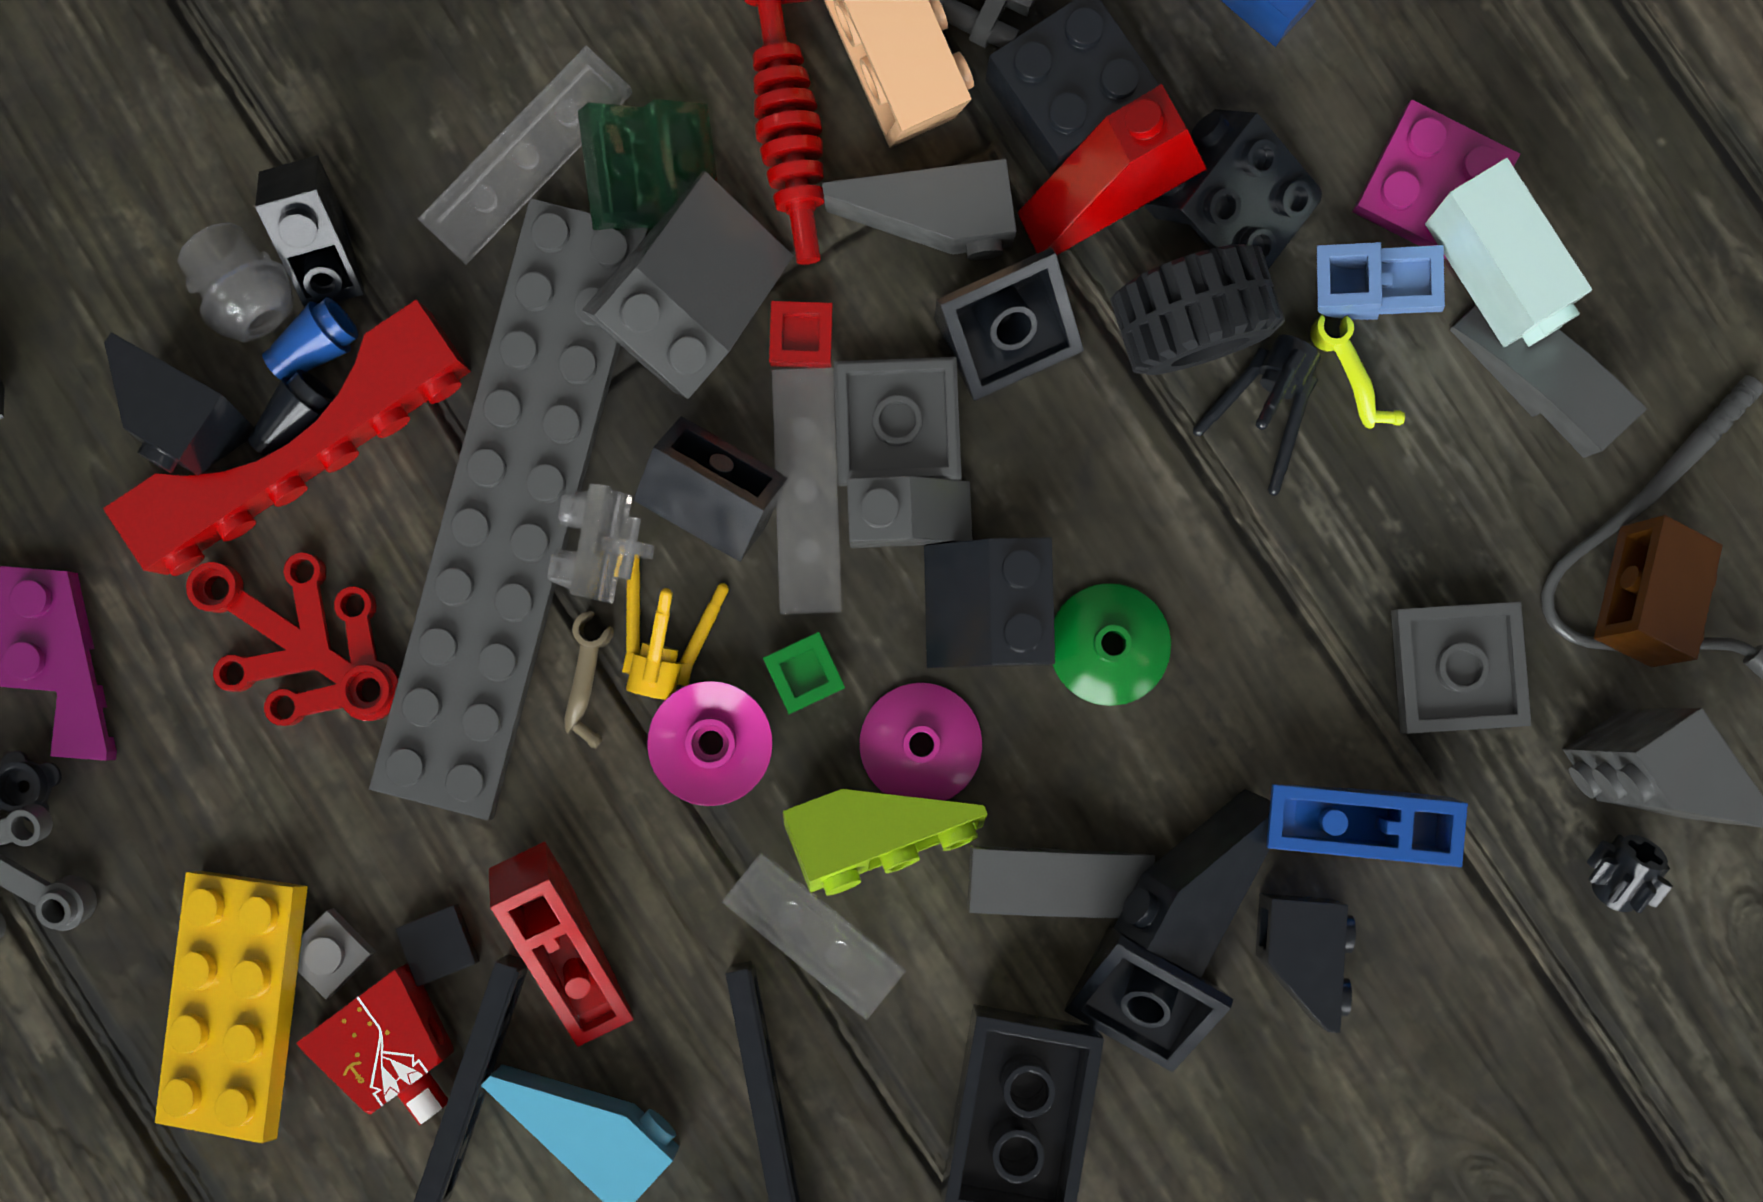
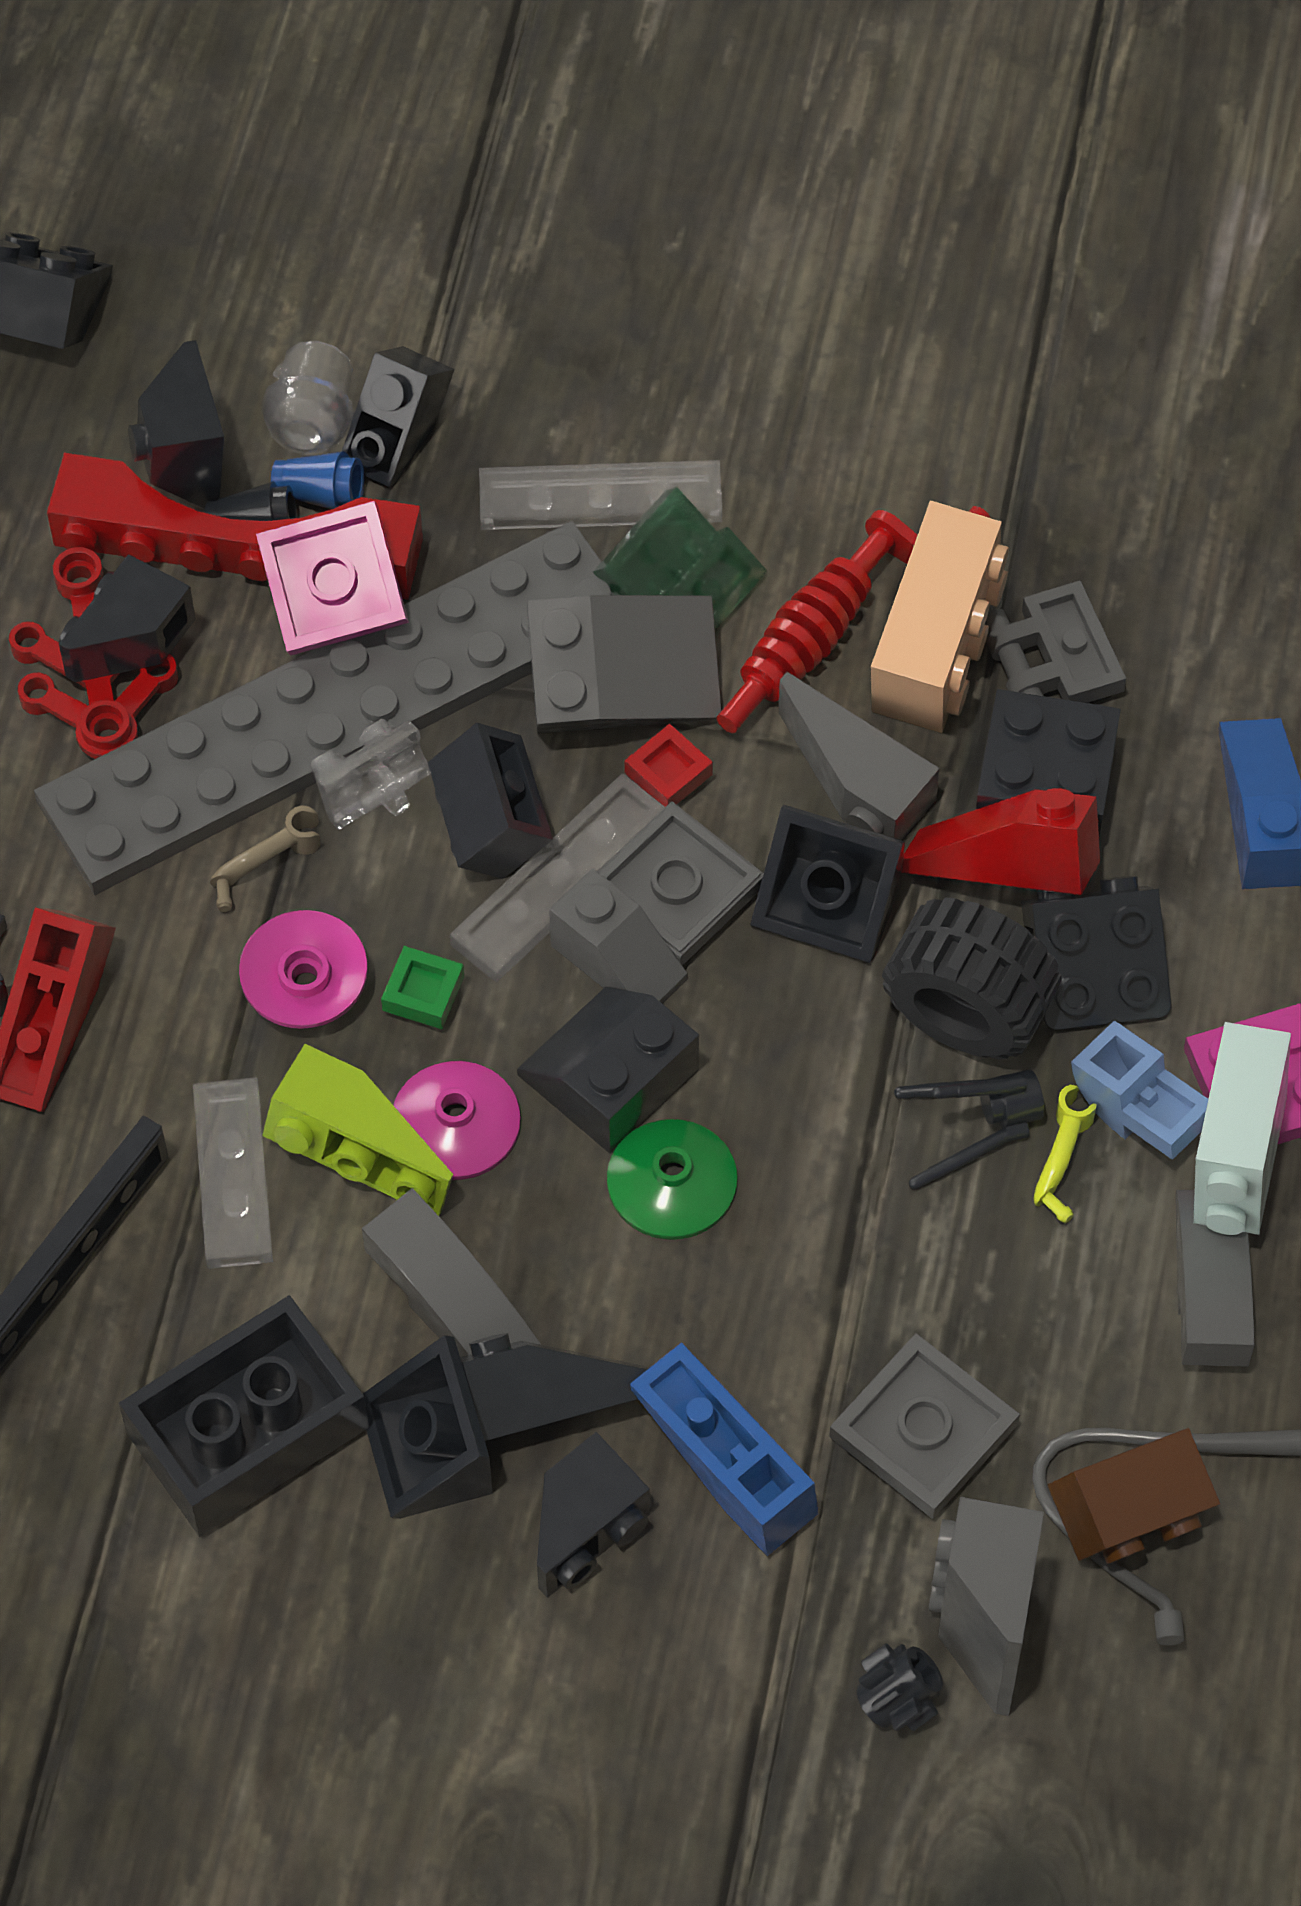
camera: 45 degrees right, 25 degrees down
(300, 599) = (128, 624): none -> black slope
(417, 424) = (332, 578): none -> plate
(654, 667) = (323, 886): yellow plant -> none

